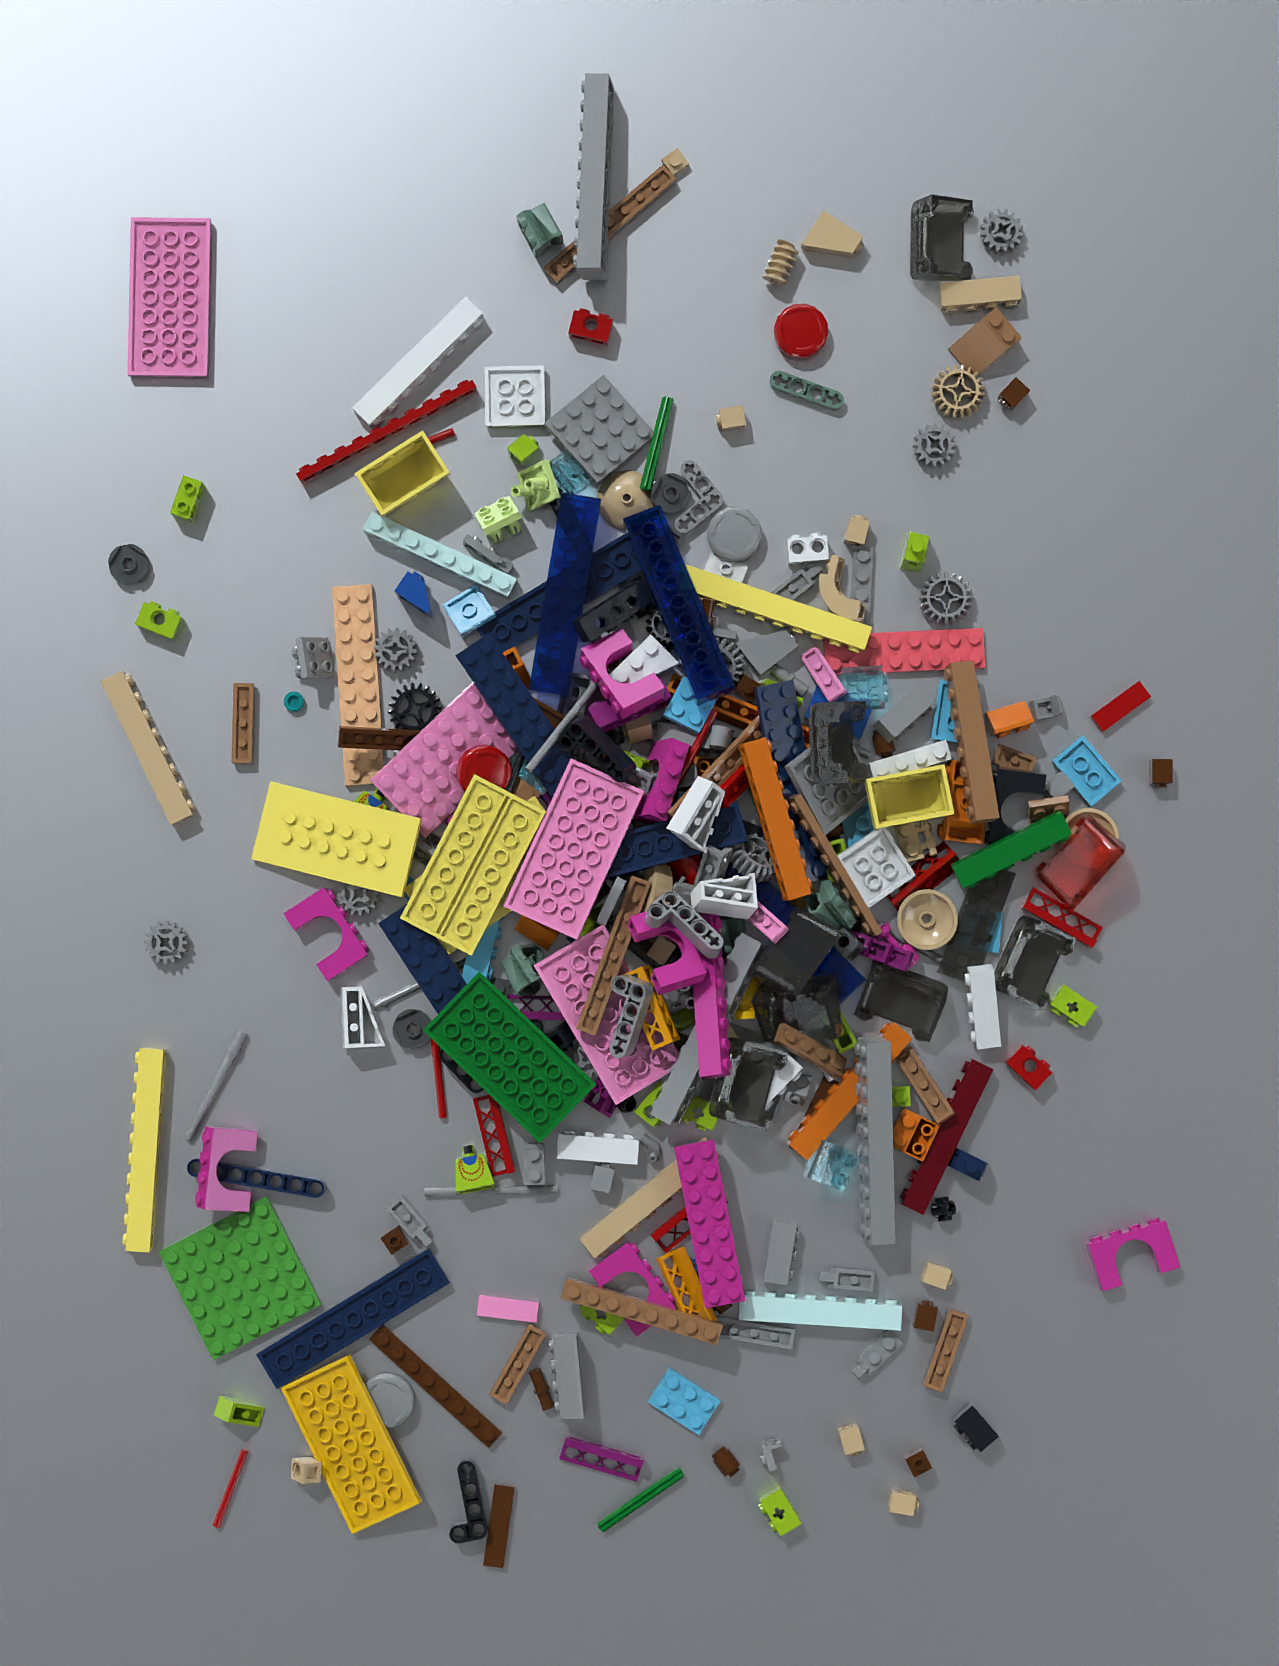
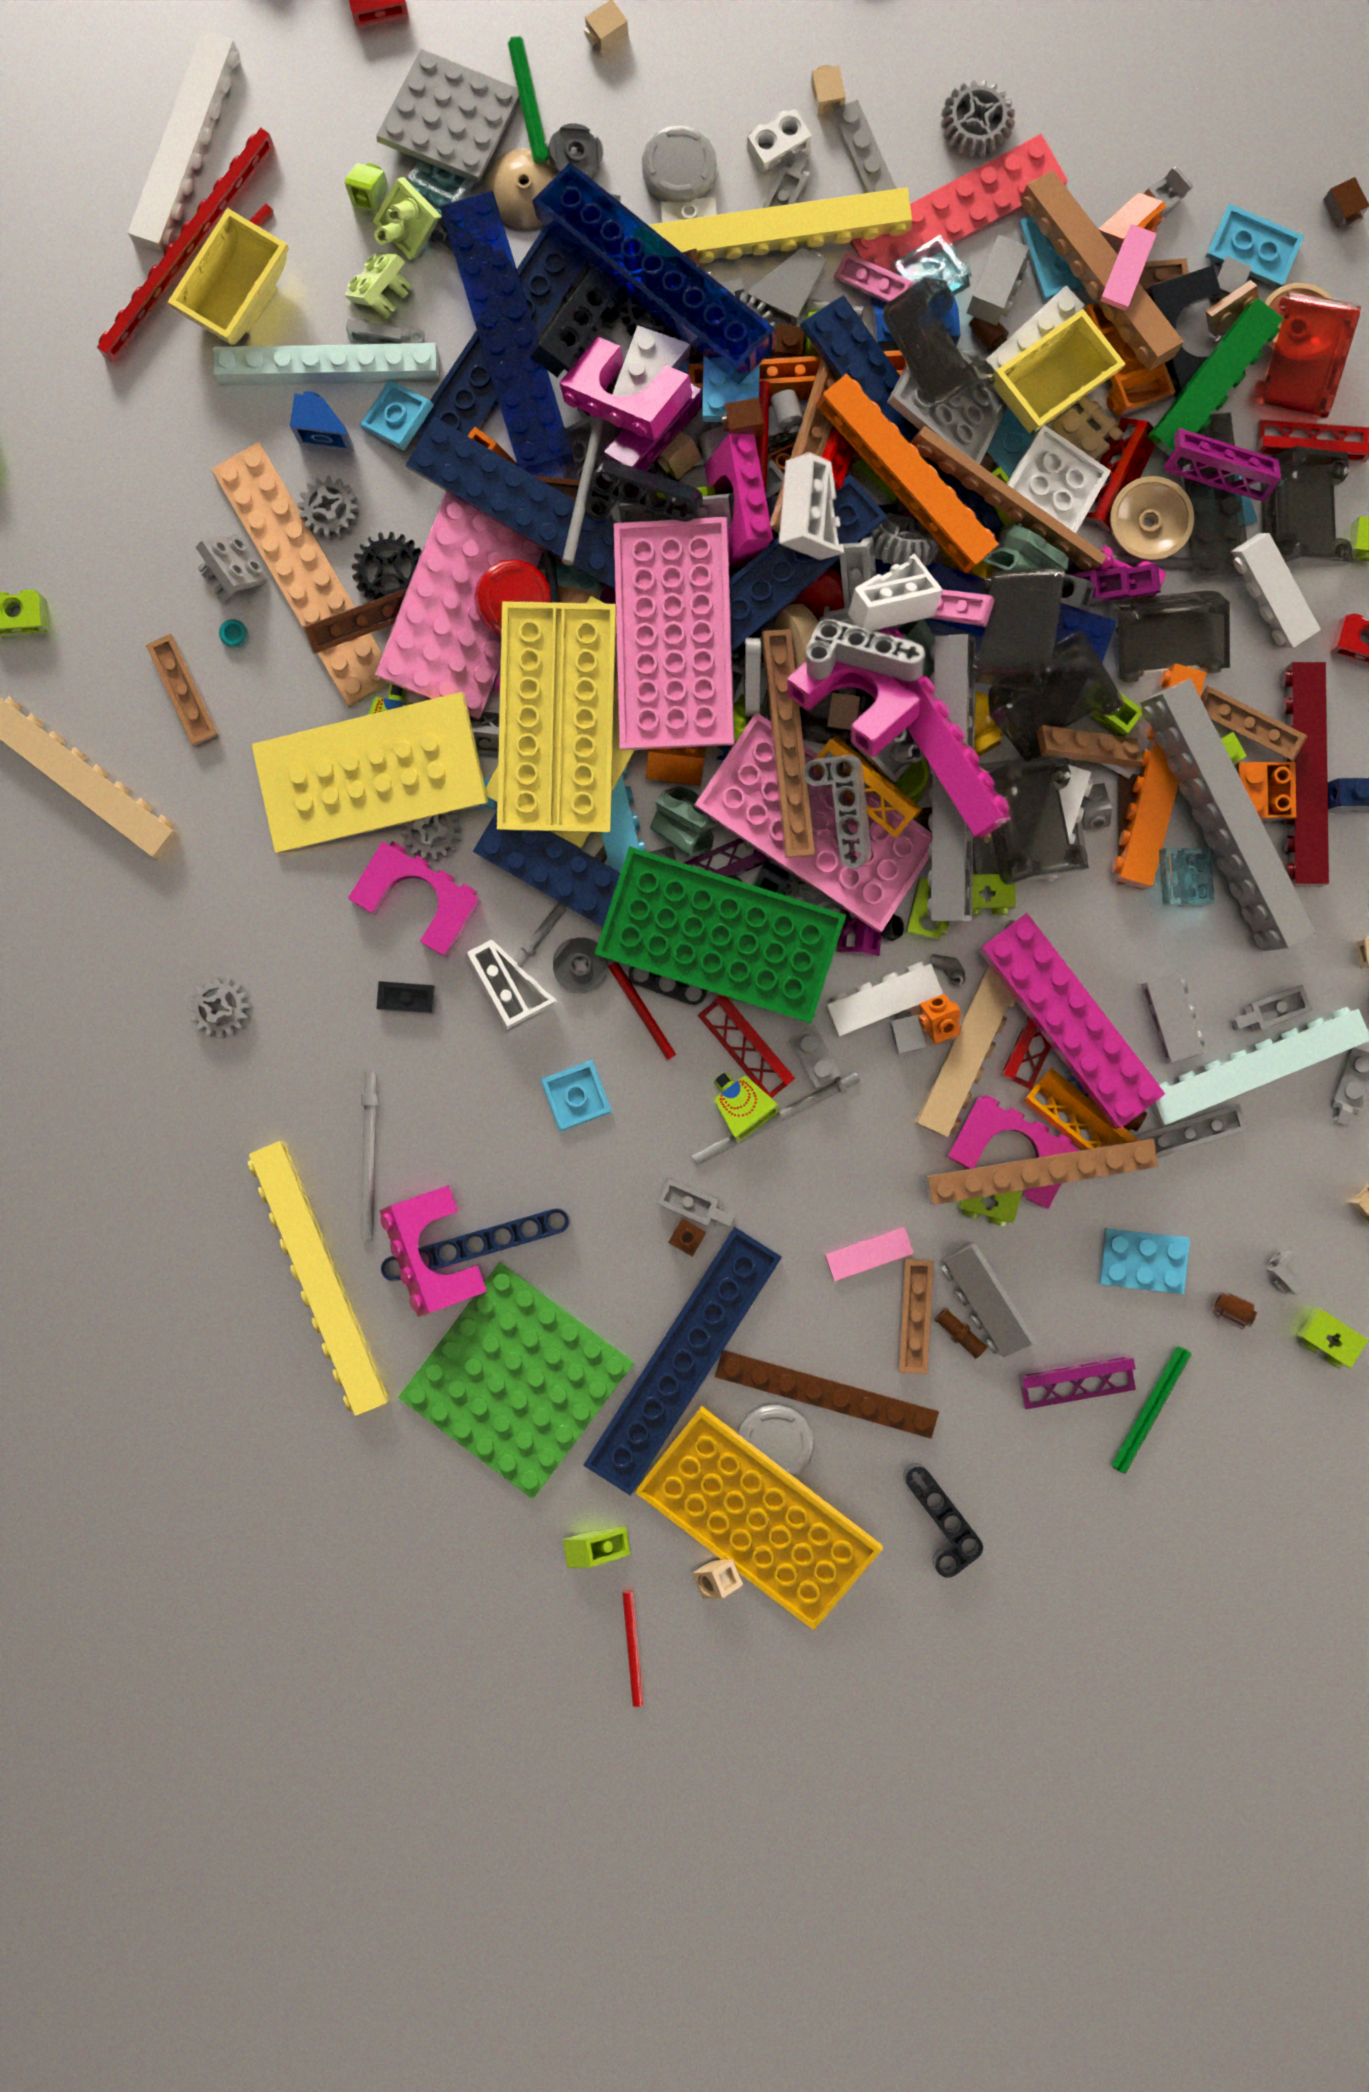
camera: 30 degrees left, 0 degrees up
(289, 994) = (405, 997): none -> black plate
(368, 1112) = (576, 1095): none -> medium azure tile
(498, 1525) = (991, 1529): reddish brown tile -> none
(514, 396) = (324, 127): white plate -> none
(626, 1179) = (940, 1018): none -> orange brick
(687, 731) = (743, 417): none -> reddish brown brick
(705, 496) = (618, 137): light grey beam -> none
(832, 593) = (838, 179): tan arch -> none
(914, 551) = (911, 72): lime torso -> none
(943, 1209) = (1348, 865): black gear -> none
(987, 752) = (1128, 267): none -> bright pink tile
(991, 907) = (1227, 460): none -> magenta fence
(1120, 706) = (1256, 149): red tile -> none

